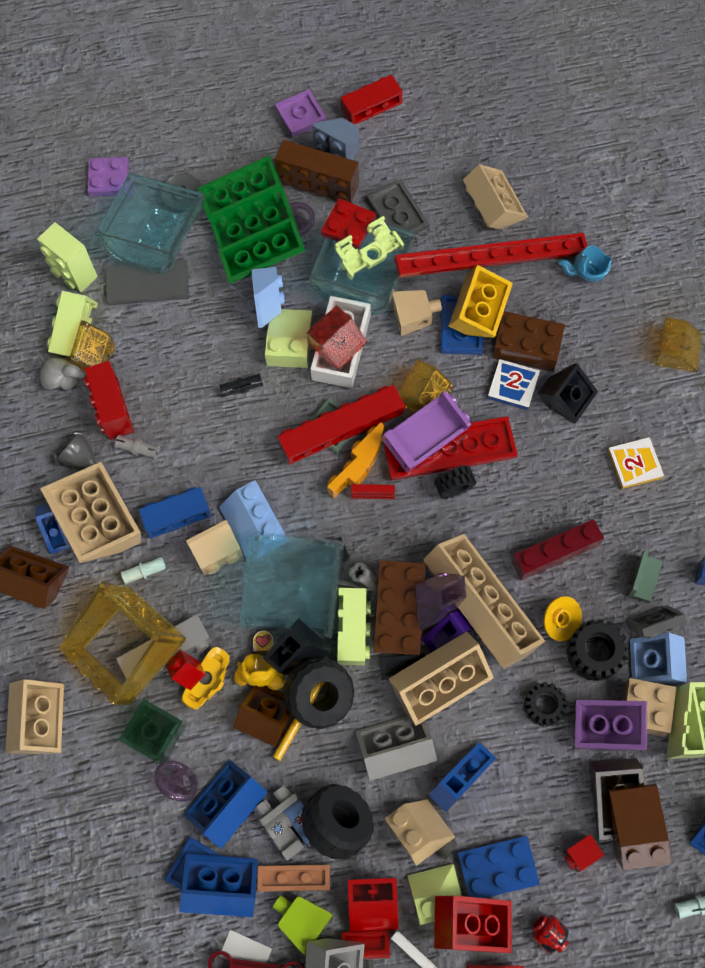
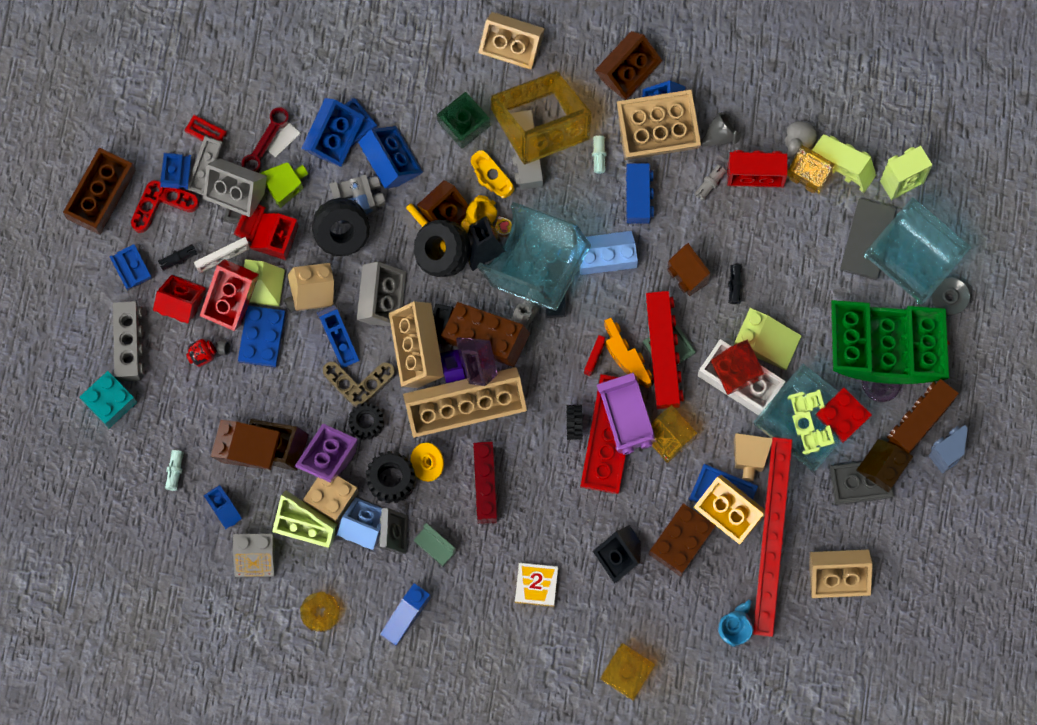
camera: 110 degrees right, 5 degrees up
(107, 175) = (993, 239): medium lavender plate -> none
(173, 785) = (416, 119): clear purple piece -> none
(185, 669) = (502, 158): red brick -> none
(215, 548) = (592, 212): tan slope -> none
(244, 429) = (688, 270): none -> reddish brown slope
(267, 294) = (807, 328): light blue slope -> none
(294, 878) = (316, 187): nougat plate -> none
(300, 112) = (1000, 432): medium lavender plate -> none
(353, 626) = (485, 296): yellowish green wedge -> none
(371, 100) = (991, 502): red brick -> none
(375, 188) = (884, 464): none -> dark brown slope
(513, 384) = (648, 513): tile -> none
(513, 734) = (356, 389): none -> dark tan beam
(531, 909) = (223, 347): none -> dark grey hinge
(583, 853) = (245, 400): red brick -> none

